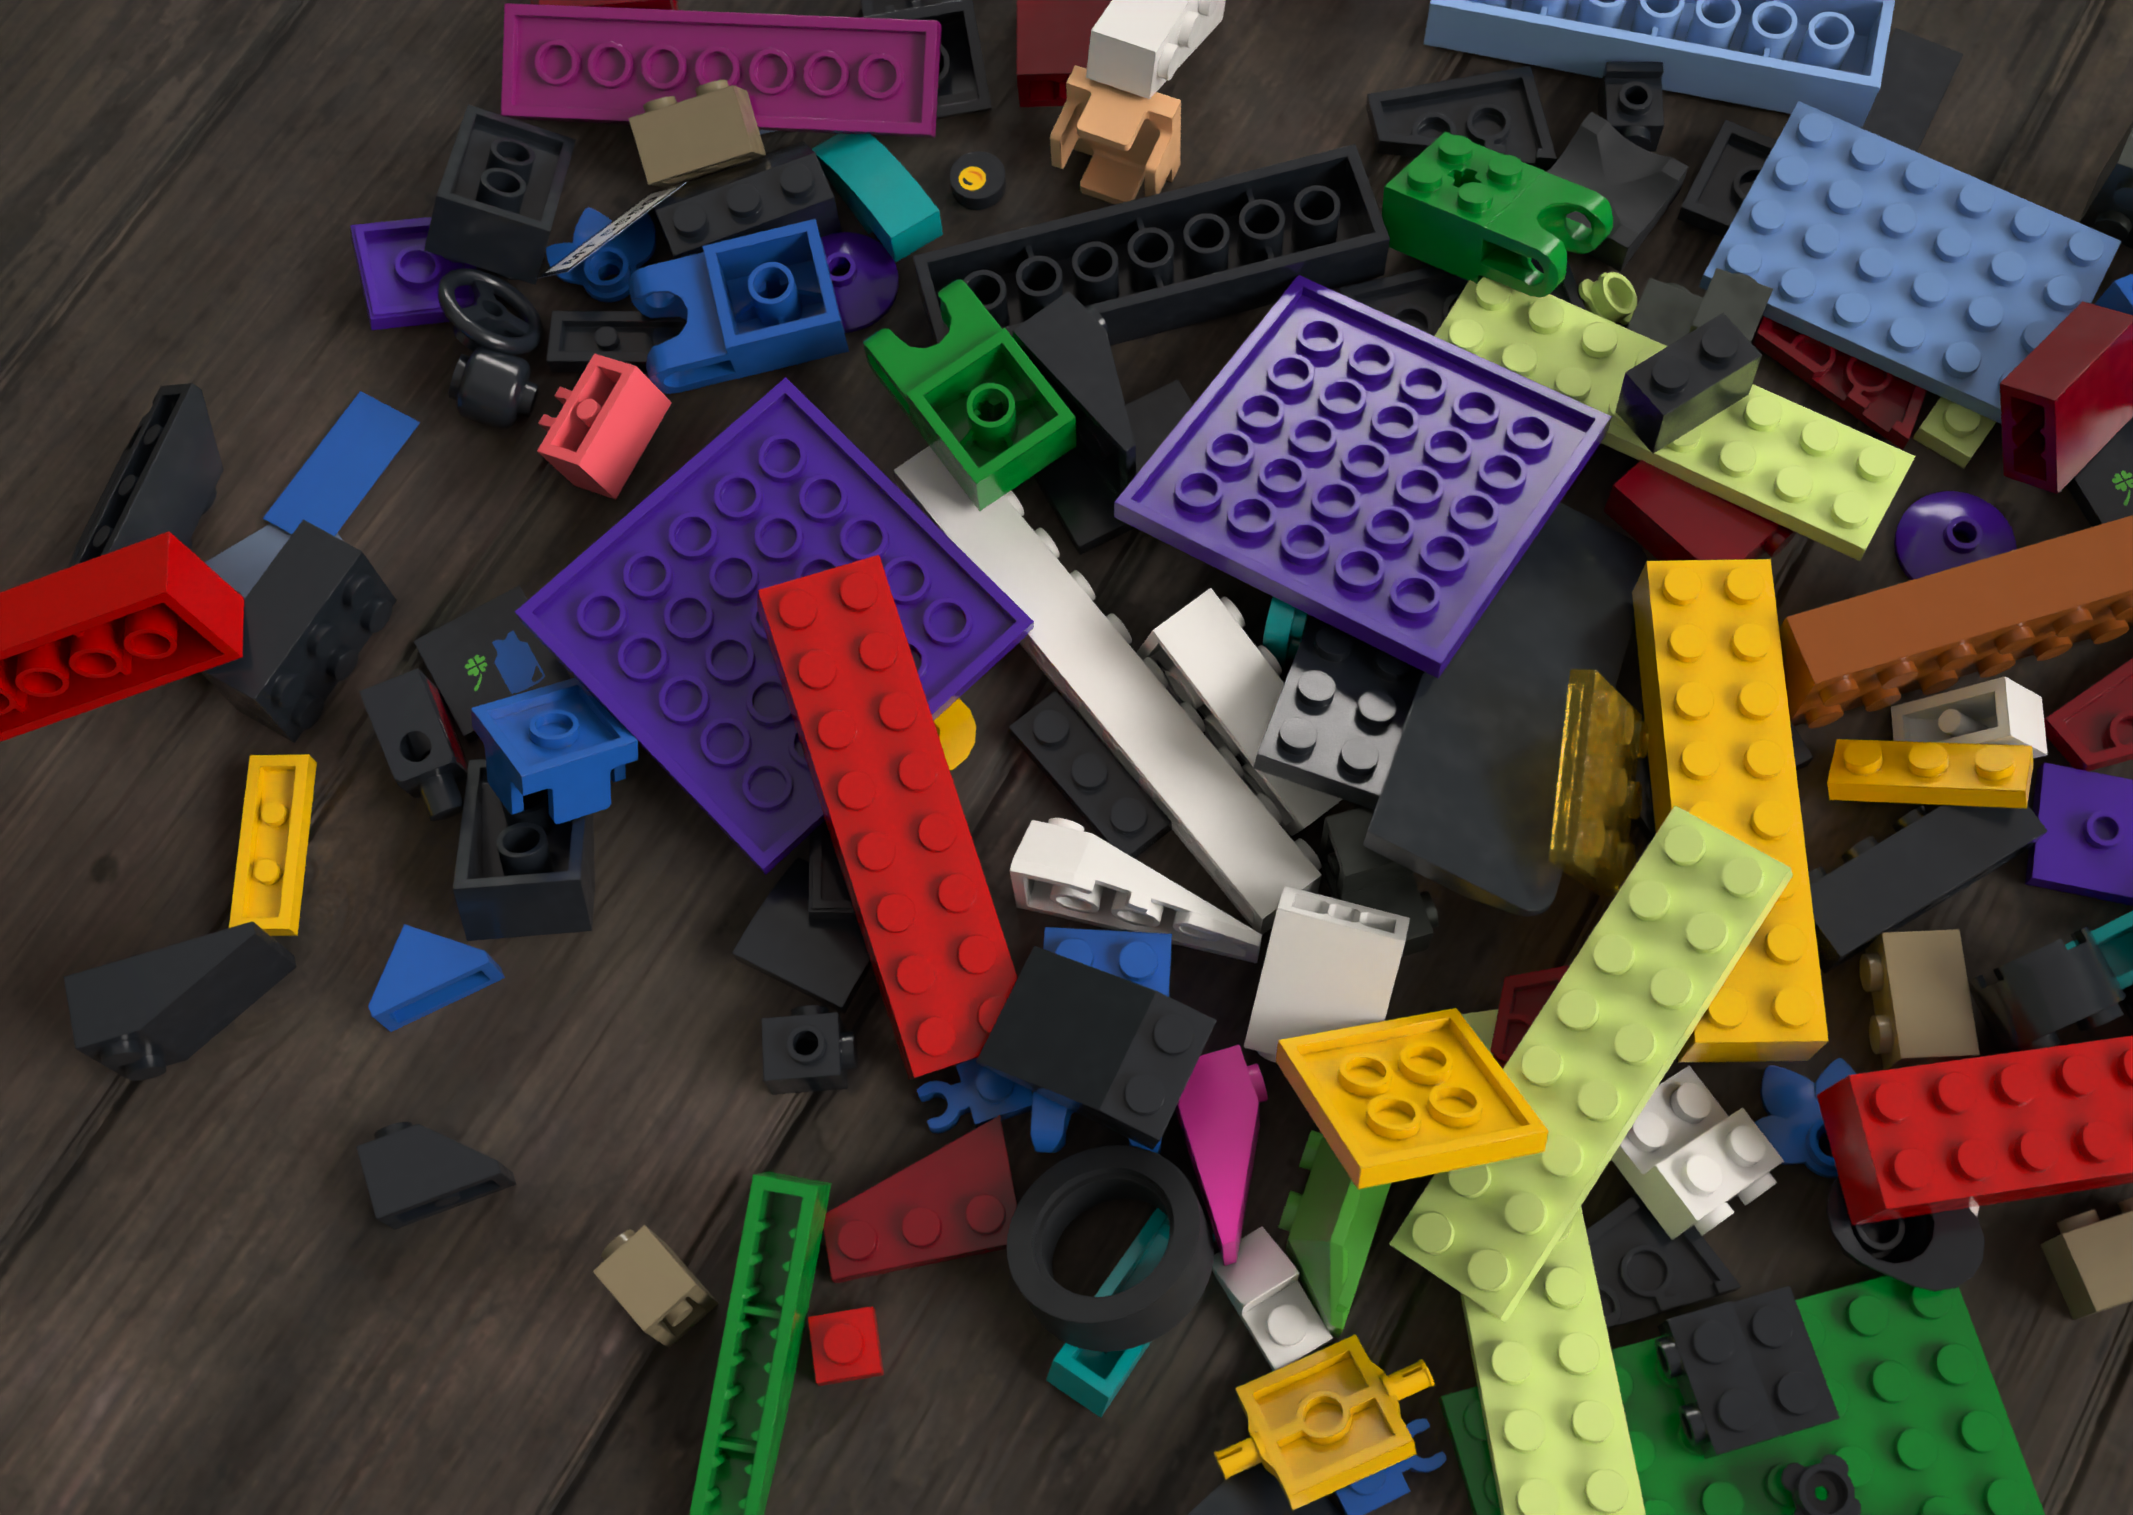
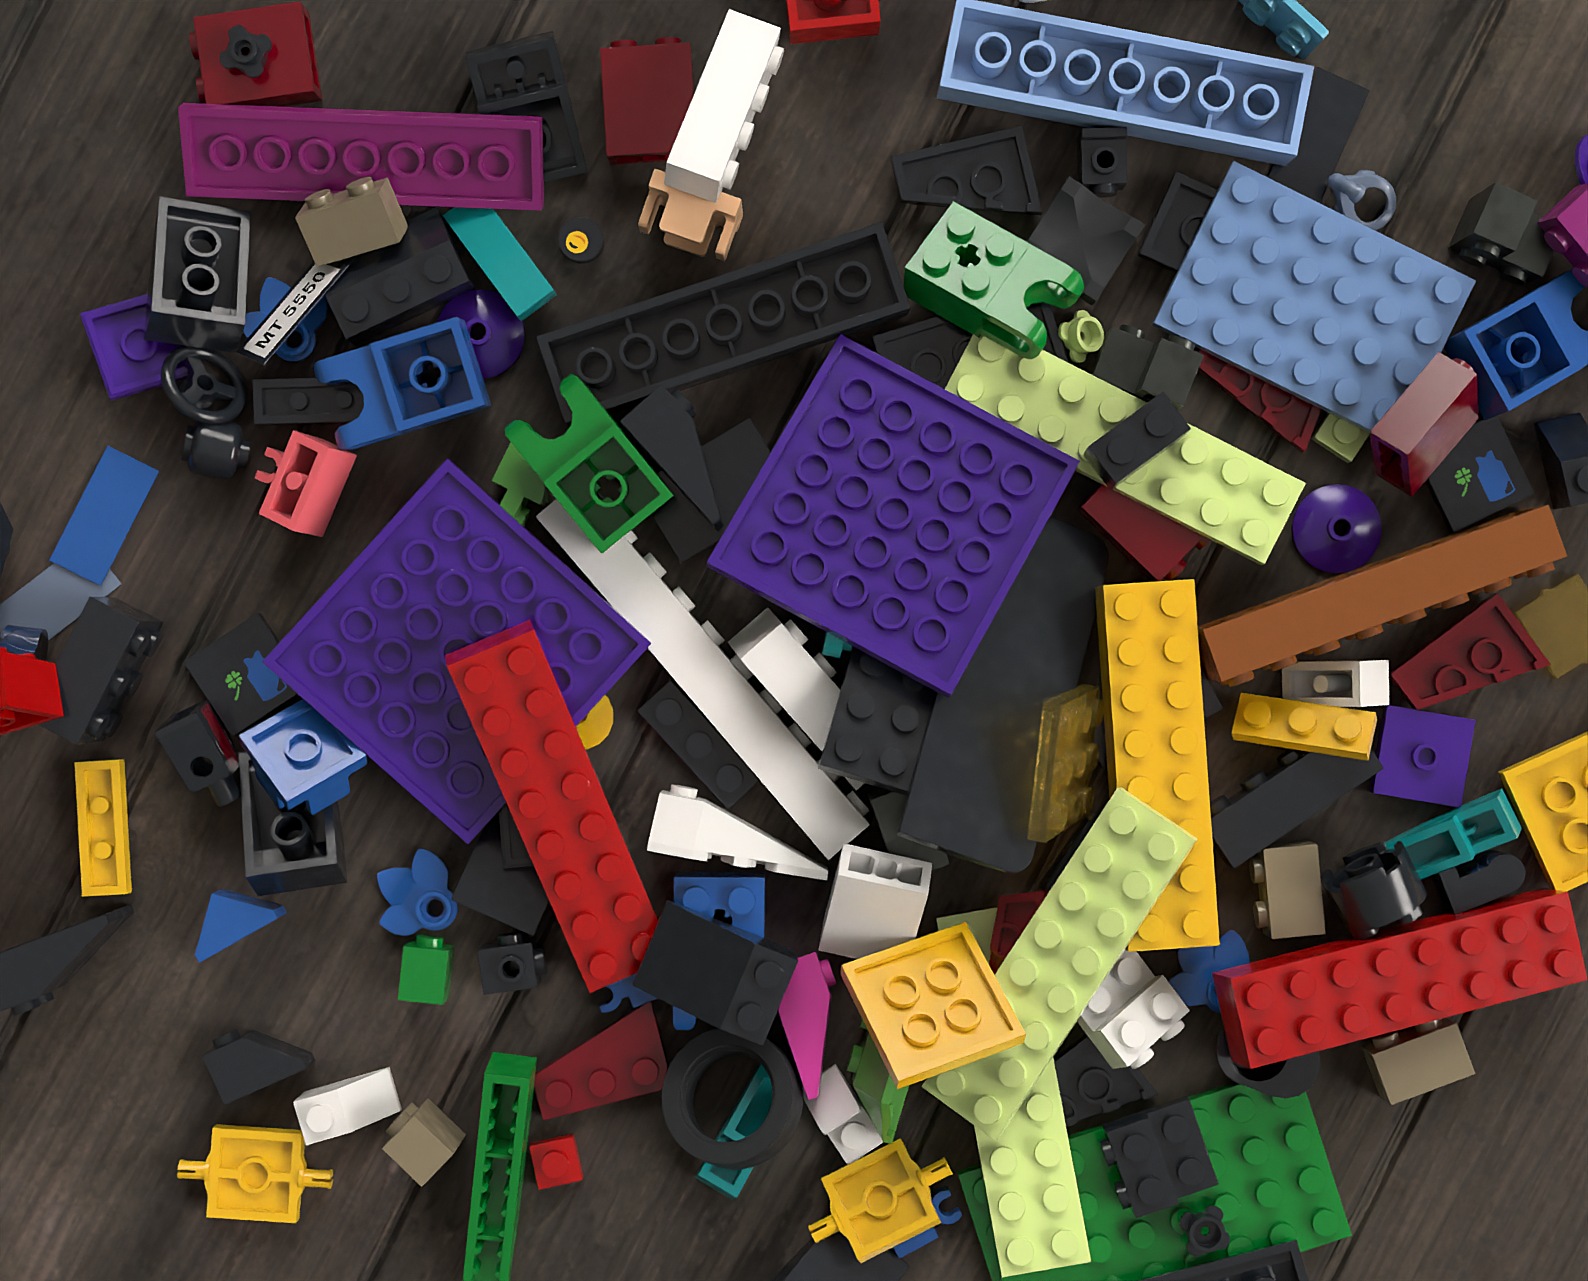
camera: 15 degrees left, 20 degrees up
(407, 1335) = (255, 1173): none -> yellow plate
(546, 1239) = (346, 1105): none -> white slope
(681, 953) = (411, 892): none -> blue plate
(687, 1054) = (426, 970): none -> green brick
(879, 429) = (522, 485): none -> bright green brick
(1946, 141) = (1351, 188): none -> sand blue piece

